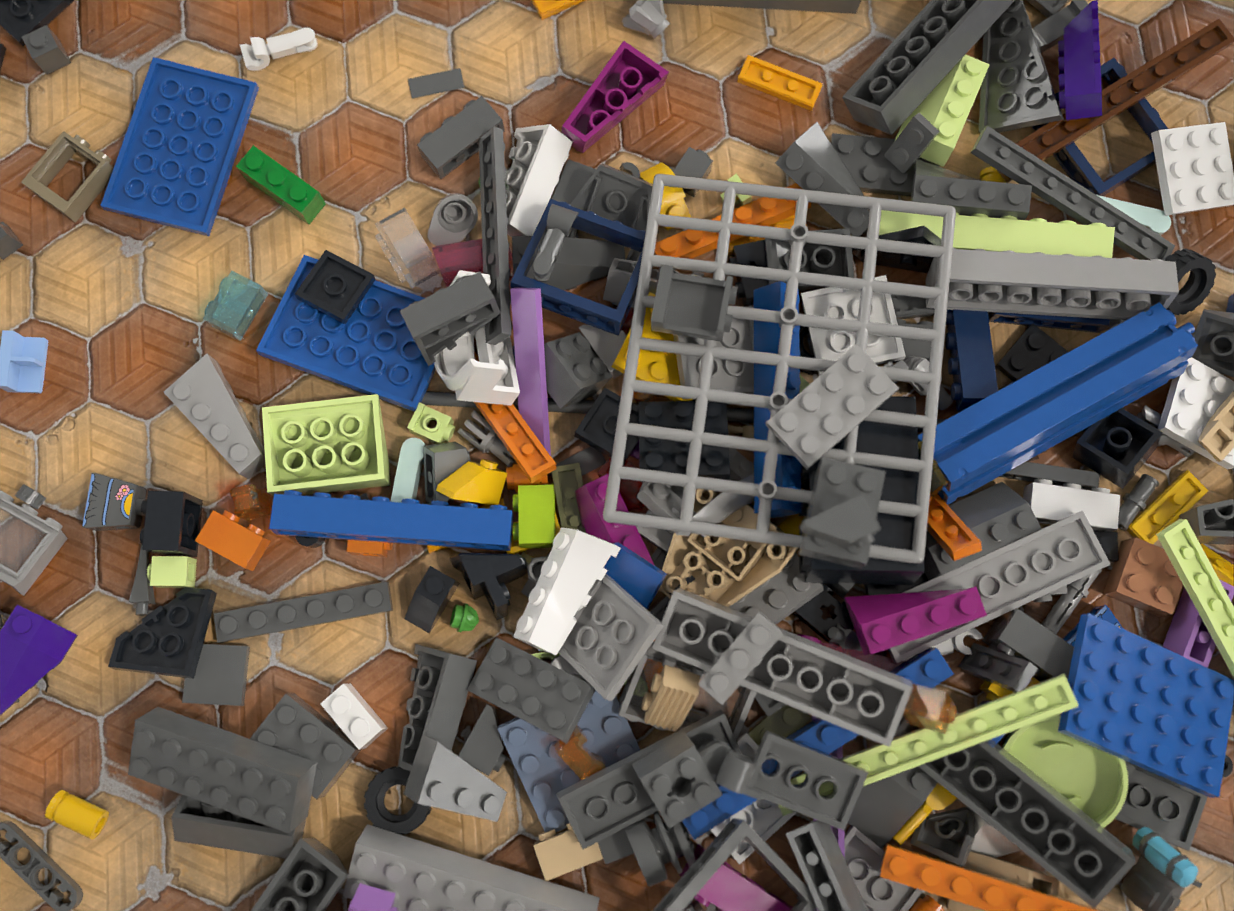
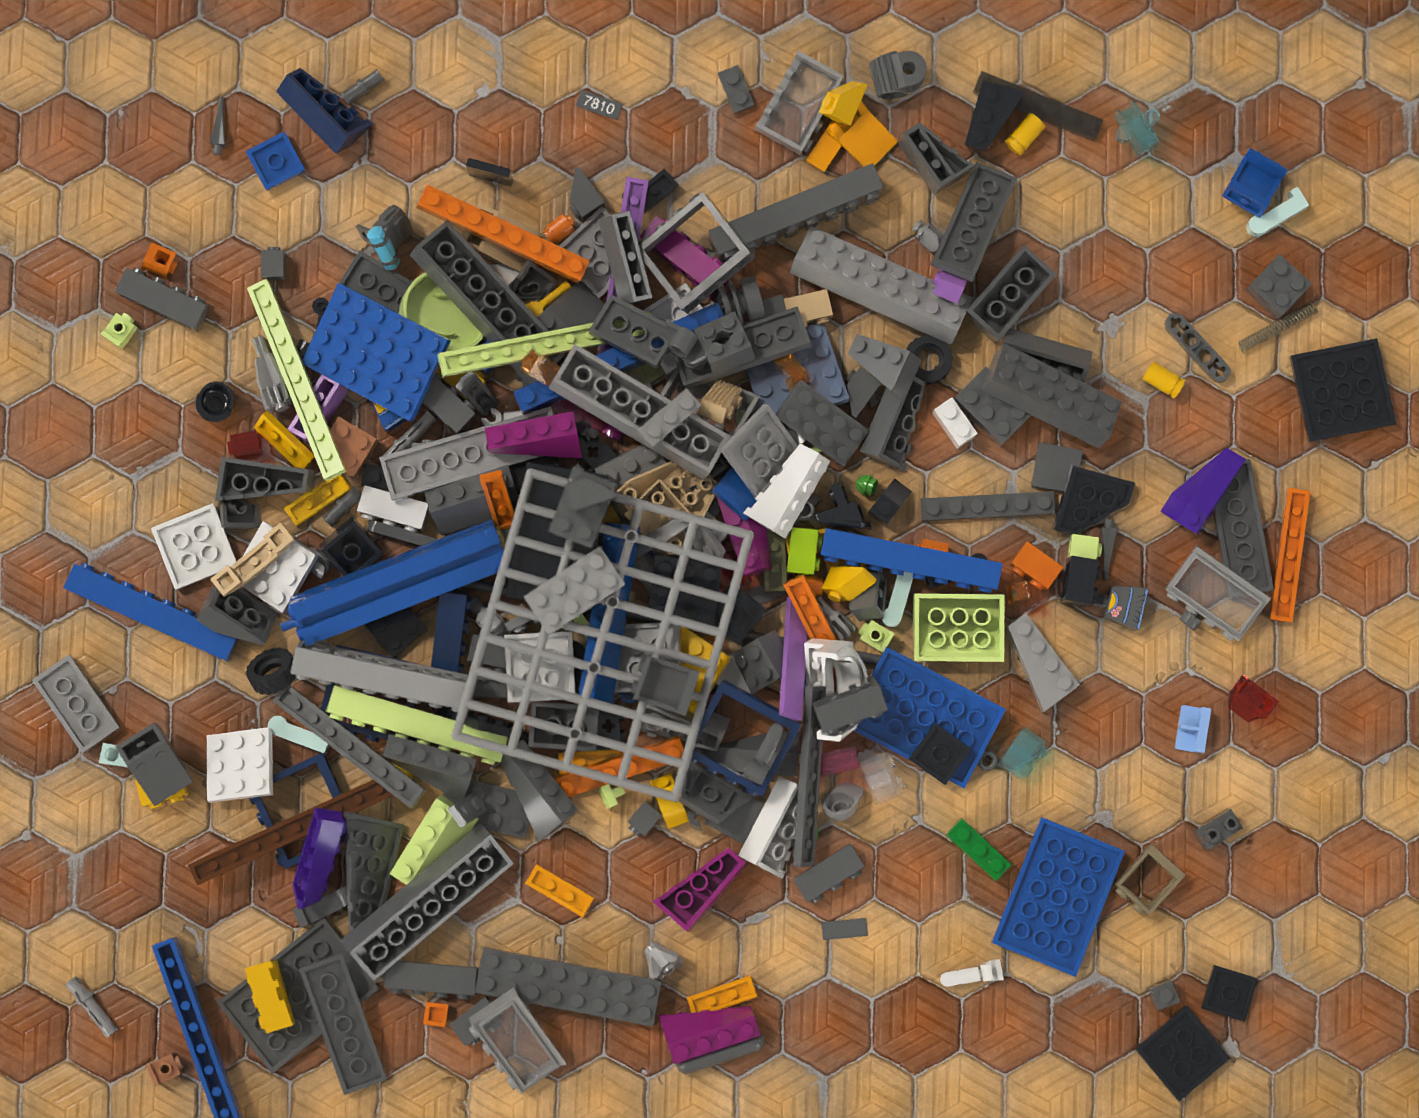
camera: 175 degrees left, 5 degrees up
(271, 290) = (993, 764): none -> dark grey axle

